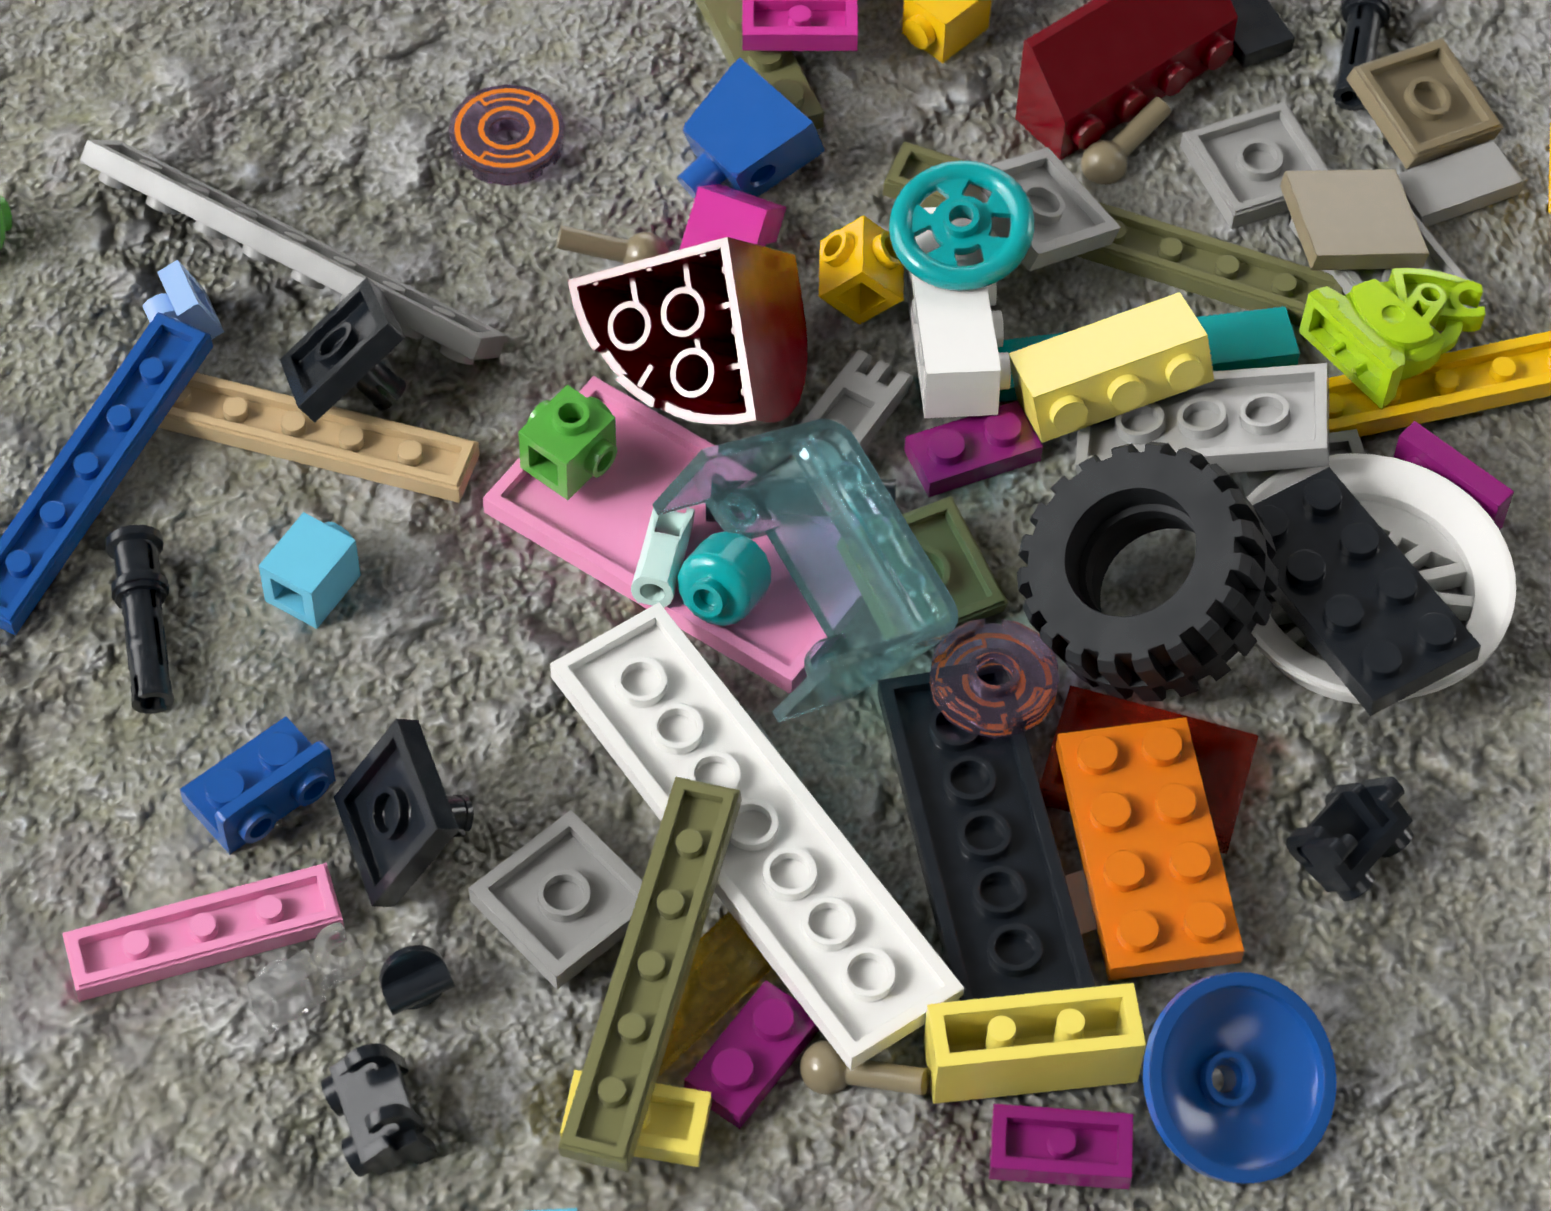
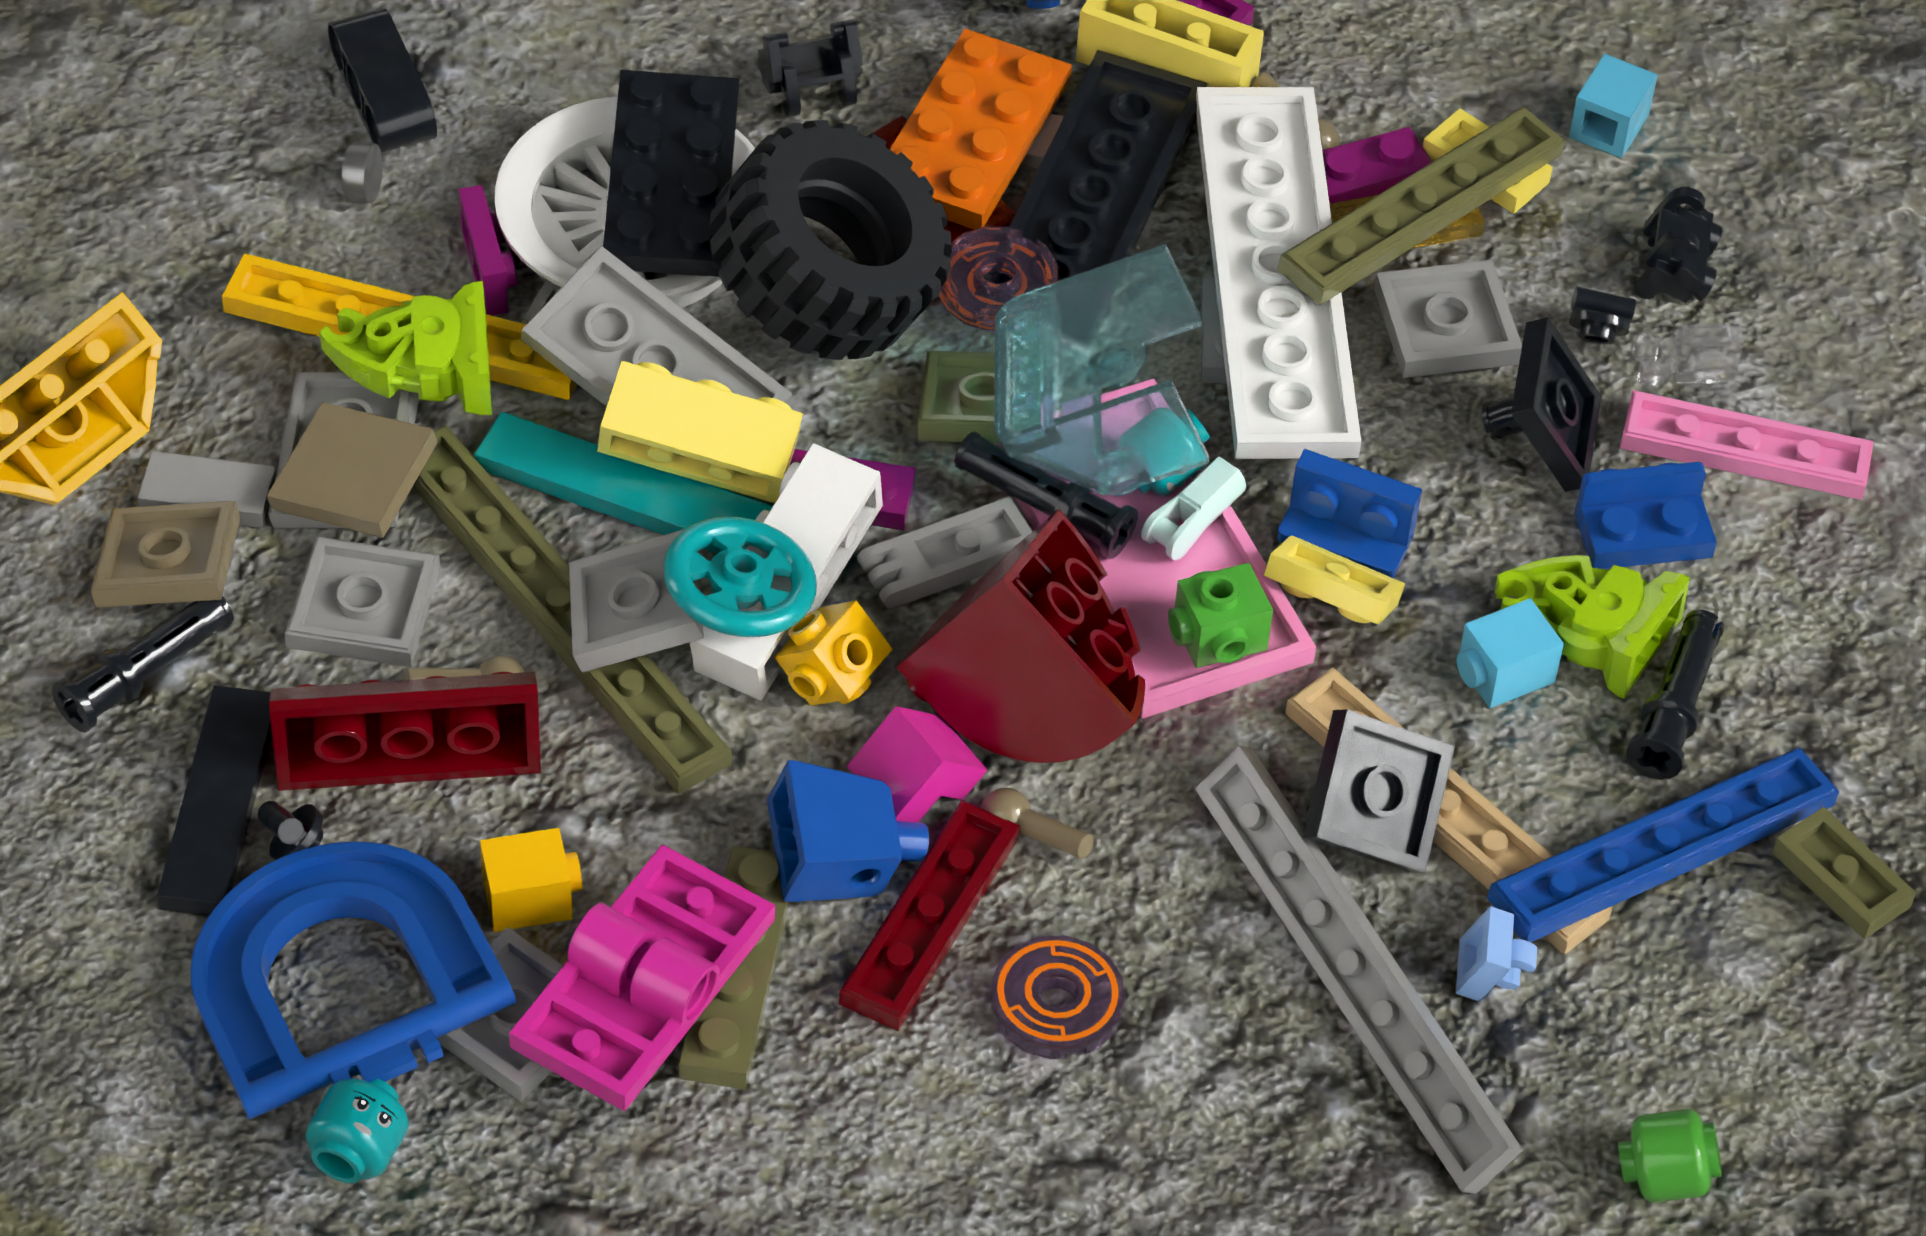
camera: 150 degrees left, 5 degrees down
(255, 648) = (1601, 615): none -> lime piece
(503, 560) = (1318, 573): none -> light yellow plate
(524, 621) = (1351, 512): none -> blue bracket
(645, 147) = (929, 915): none -> dark red tile

